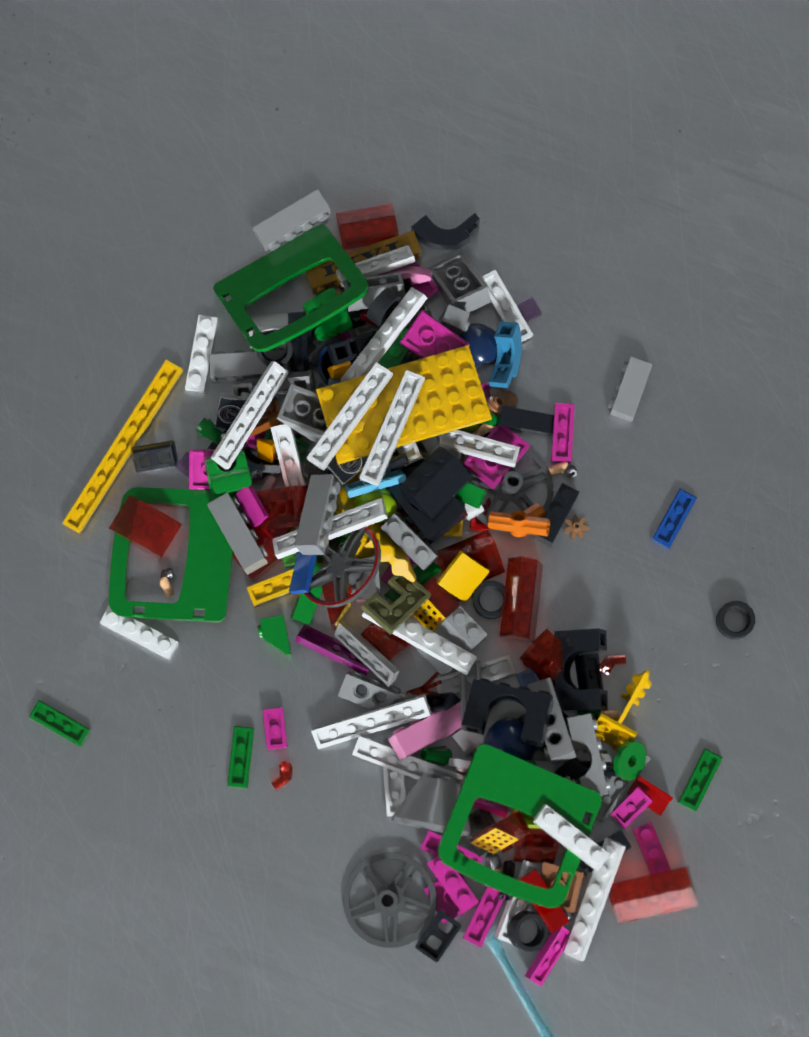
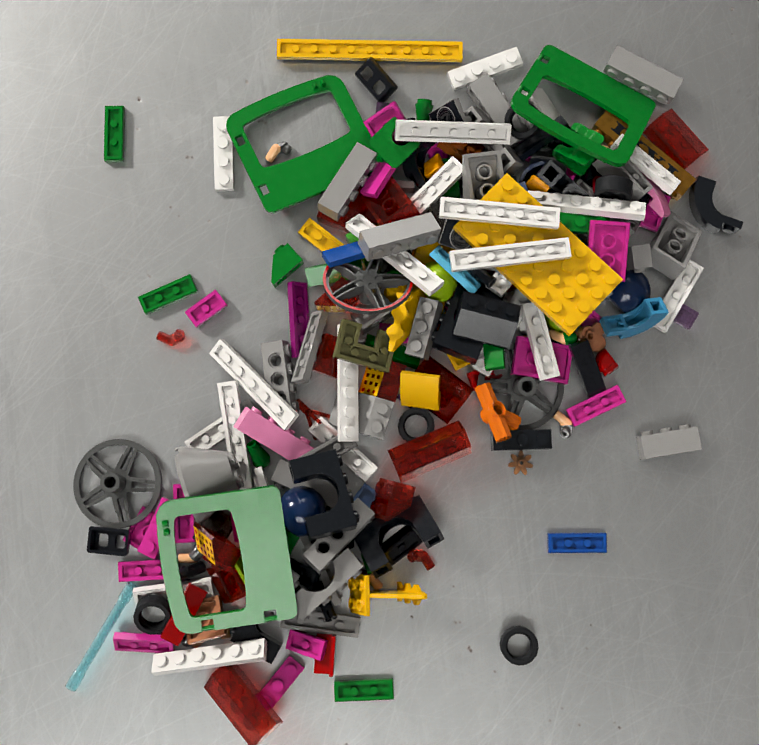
camera: 55 degrees right, 5 degrees up
(145, 526) = (312, 105): clear red slope -> none
(442, 701) = (302, 432): black slope -> none
(529, 401) = (605, 362): none -> red piece
(571, 837) = (244, 609): white plate -> none
(630, 770) = (334, 625): green tile -> none

